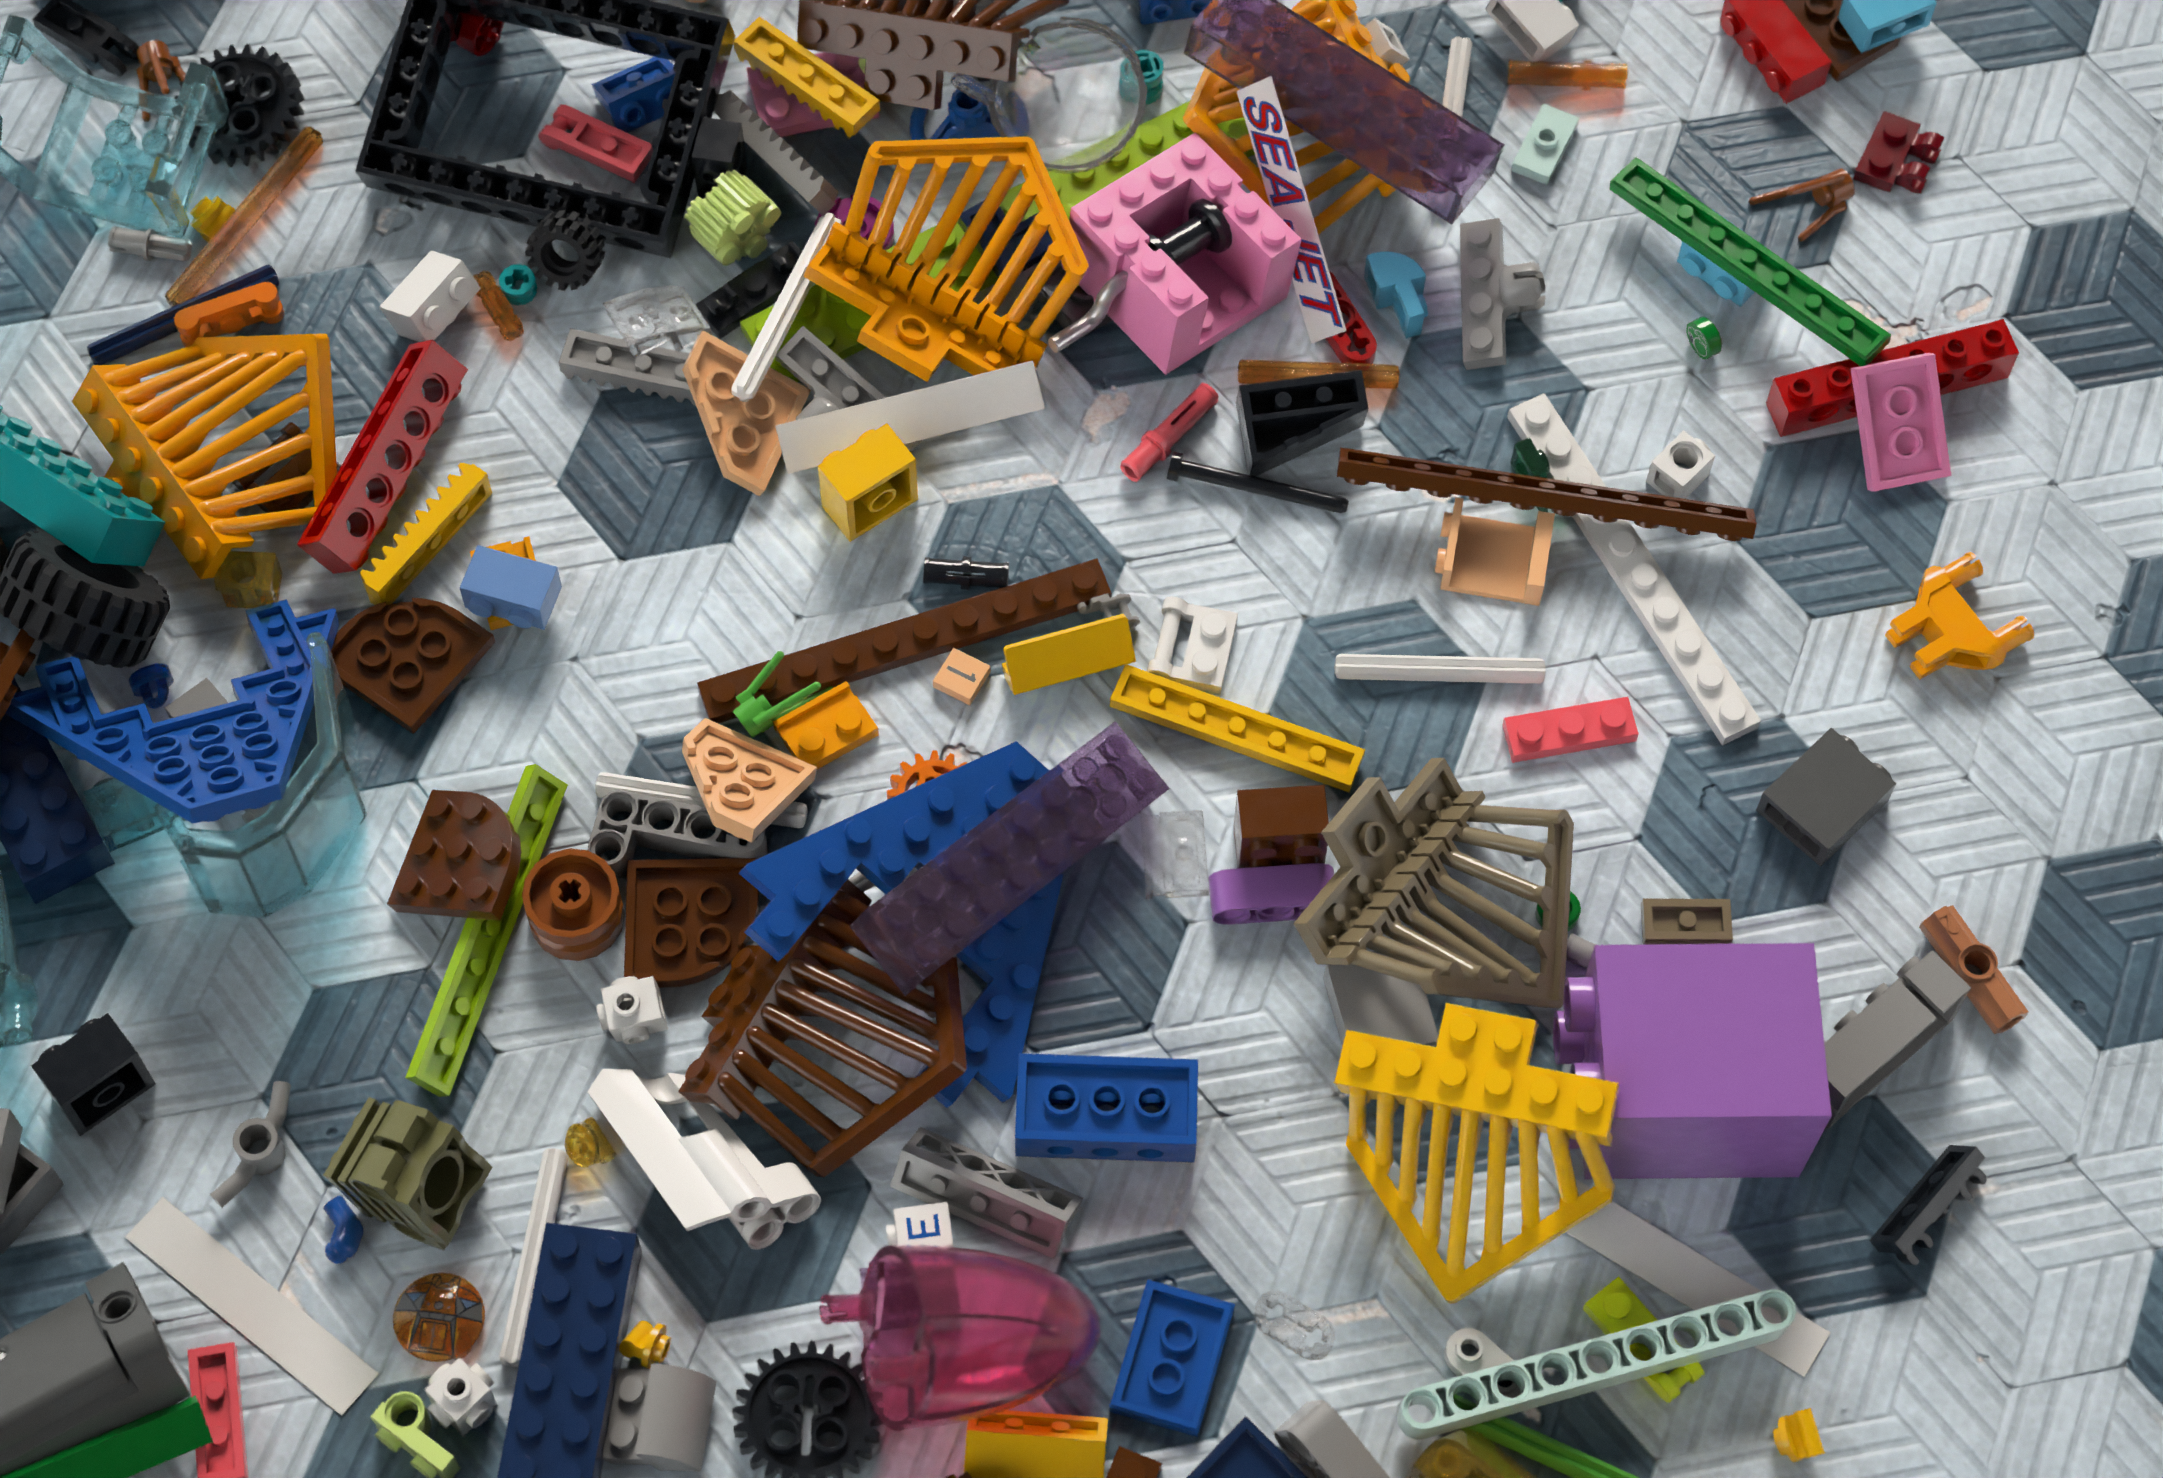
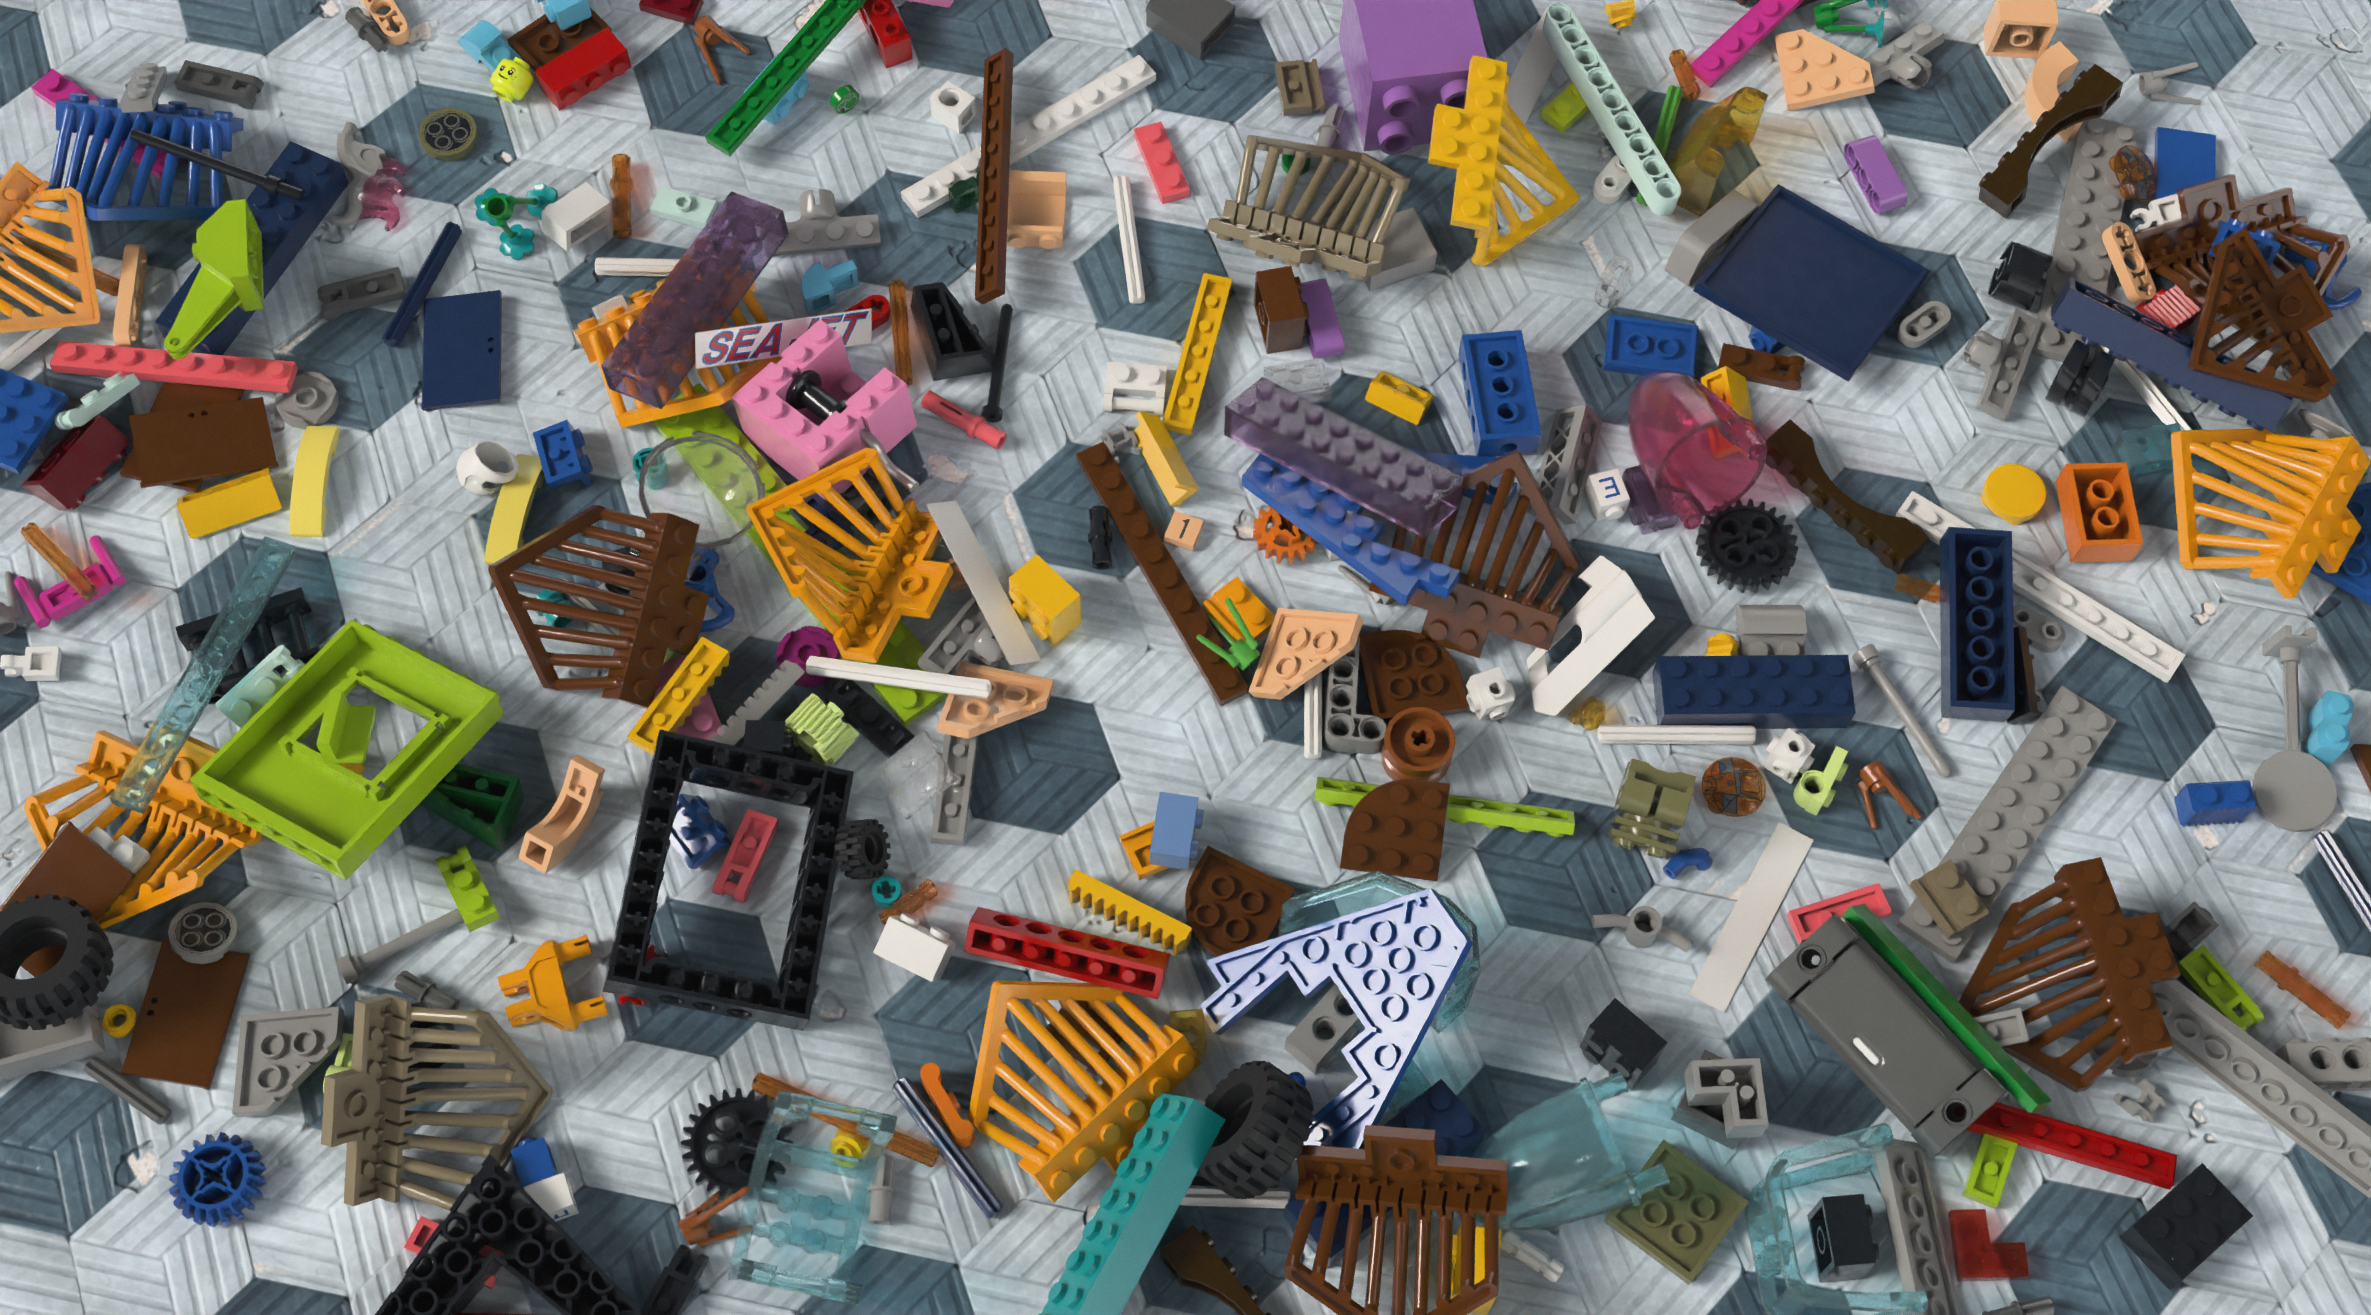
camera: 100 degrees left, 0 degrees up
(1136, 987) = (1399, 397): none -> yellow slope

